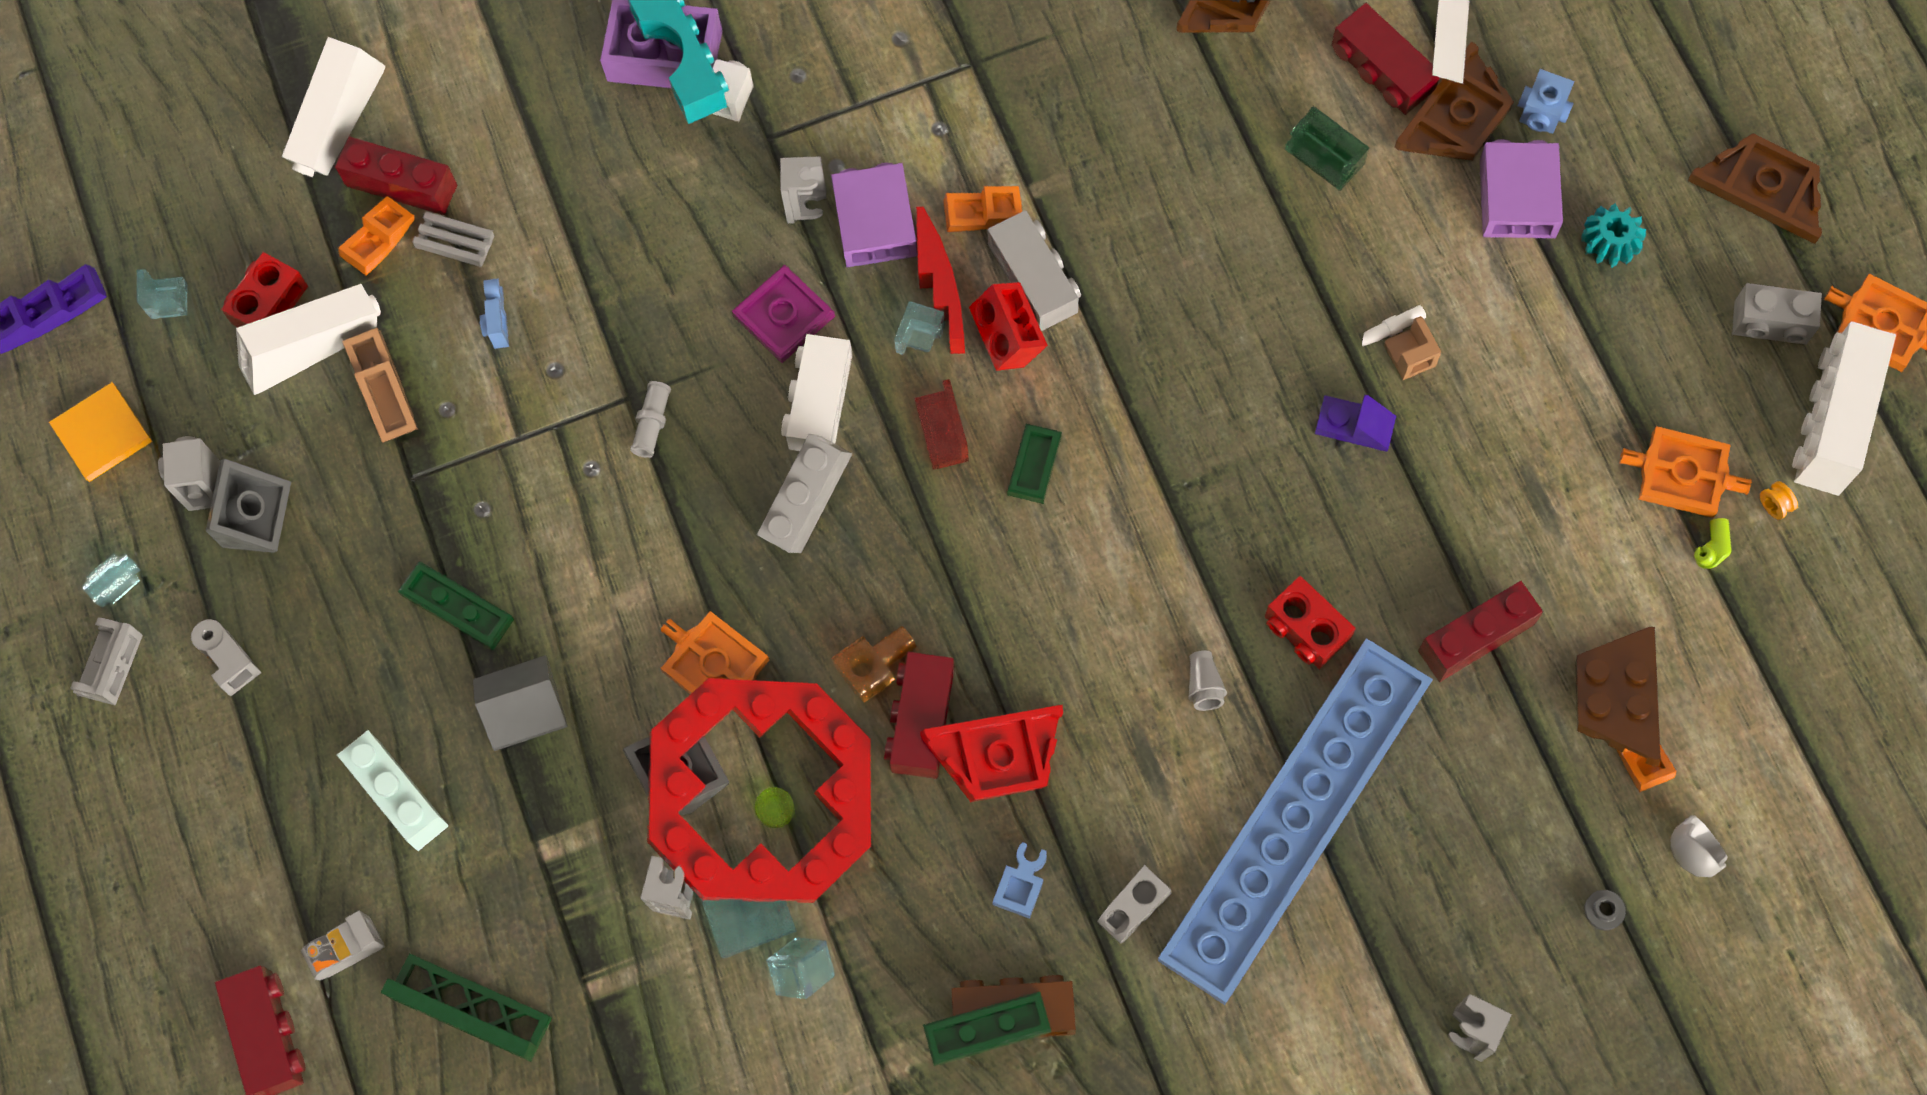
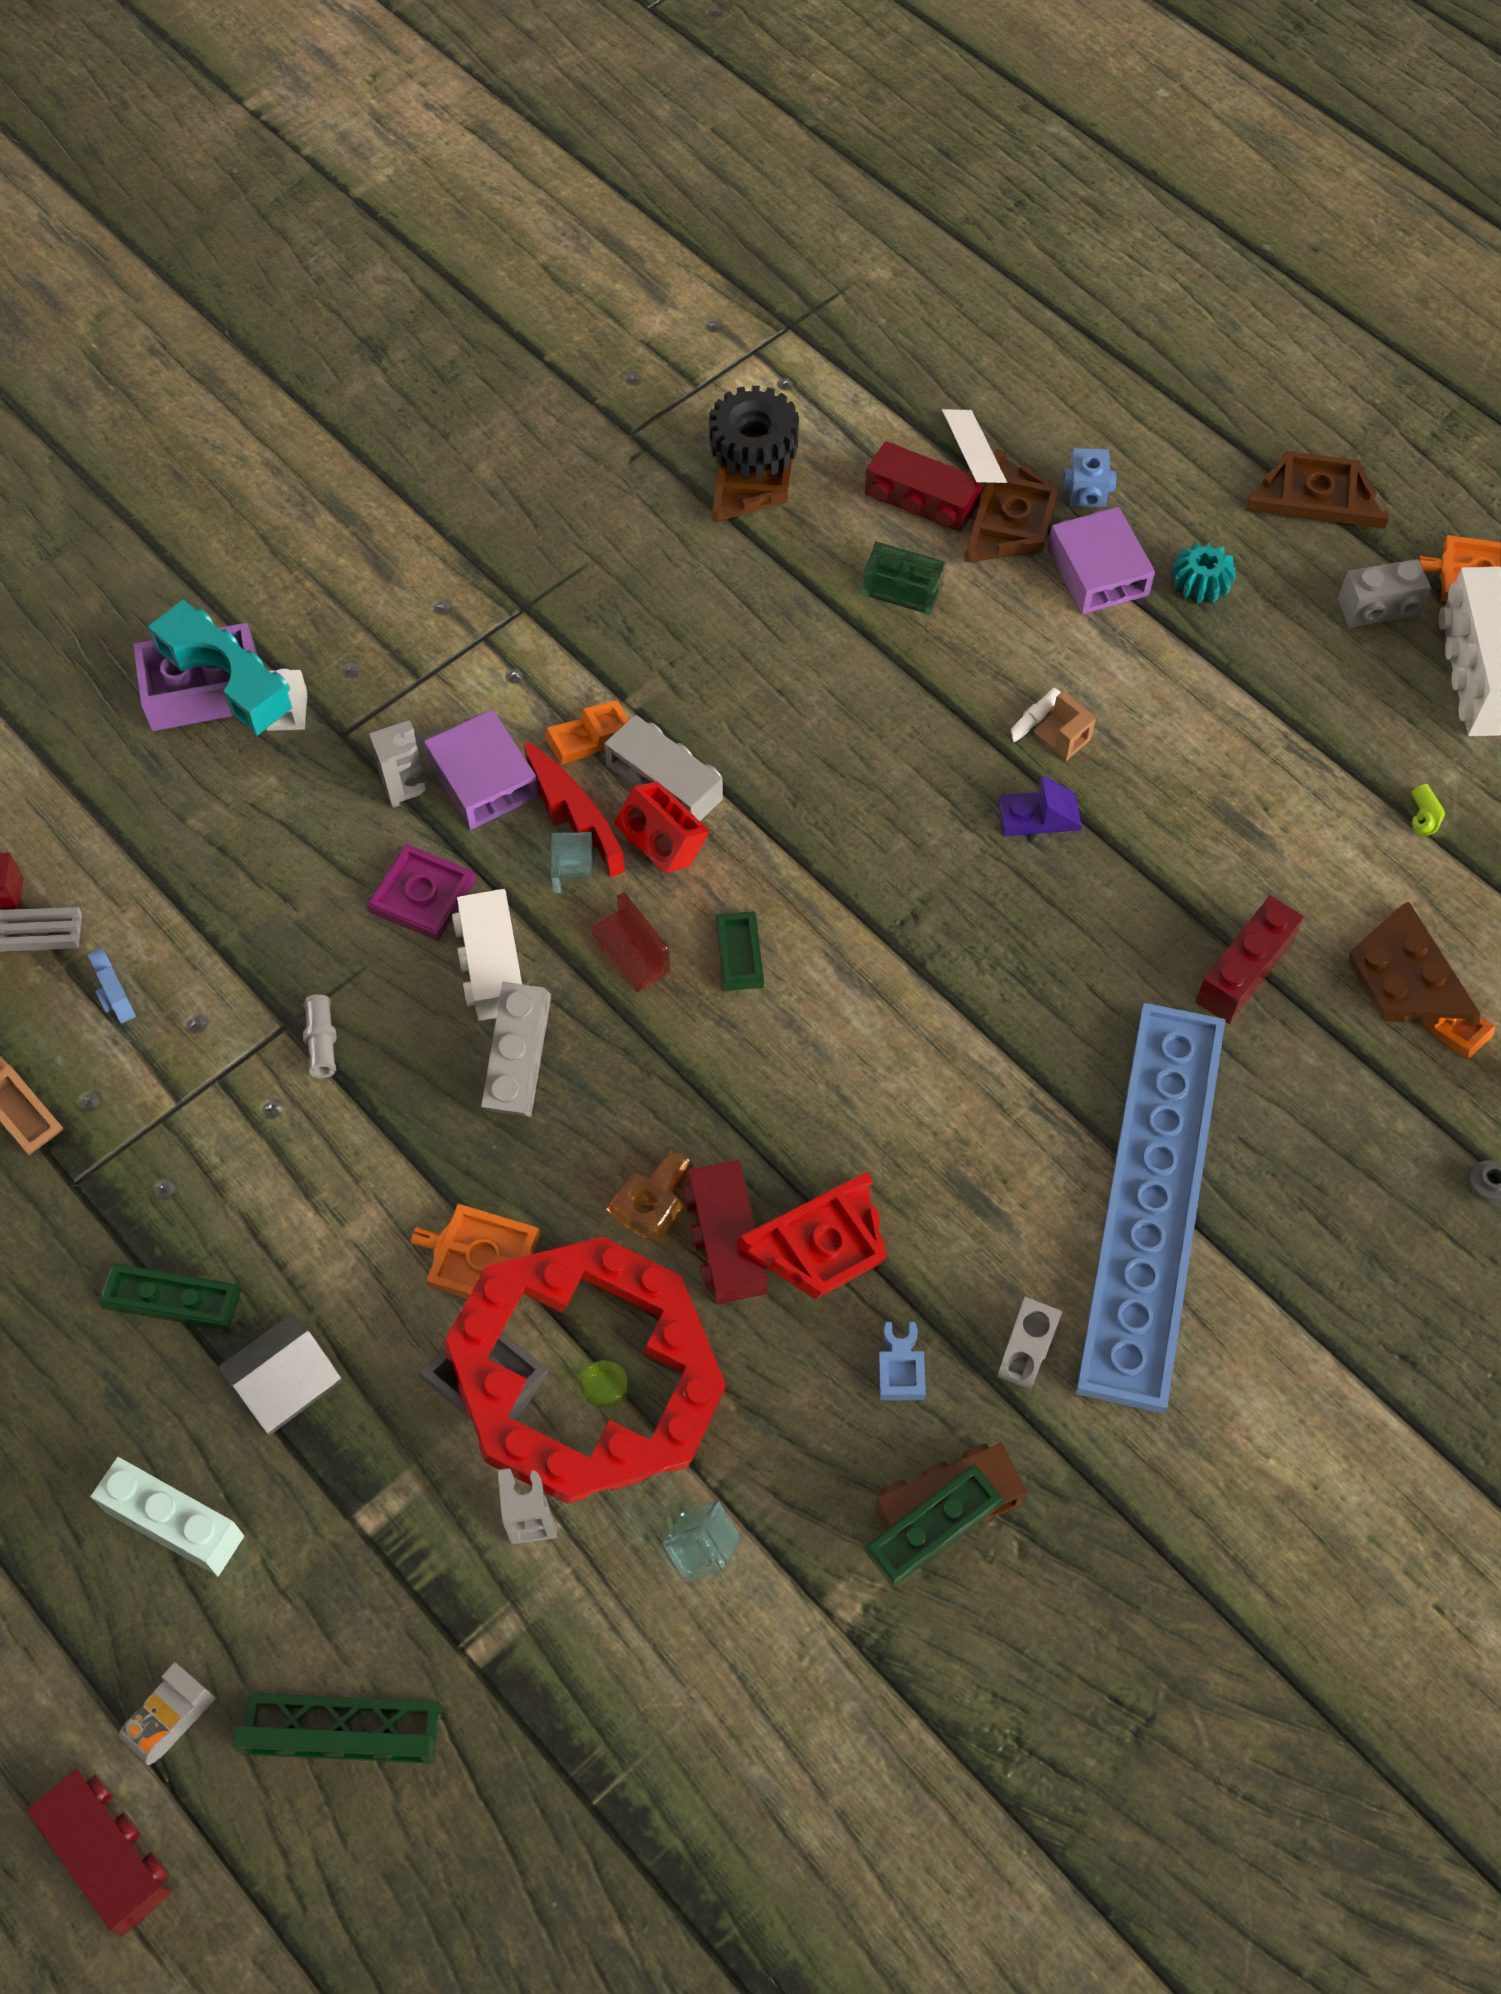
camera: 25 degrees left, 10 degrees down
(746, 924) = (620, 1517): clear light blue tile -> none
(1205, 683) = (1004, 1101): light grey cone -> none
(1317, 617) = (1084, 999): red brick -> none
(1482, 1024) = (1437, 1331): light grey hinge -> none
(1685, 472) = (1368, 755): orange plate -> none
(1778, 500) = (1465, 752): light orange bush -> none

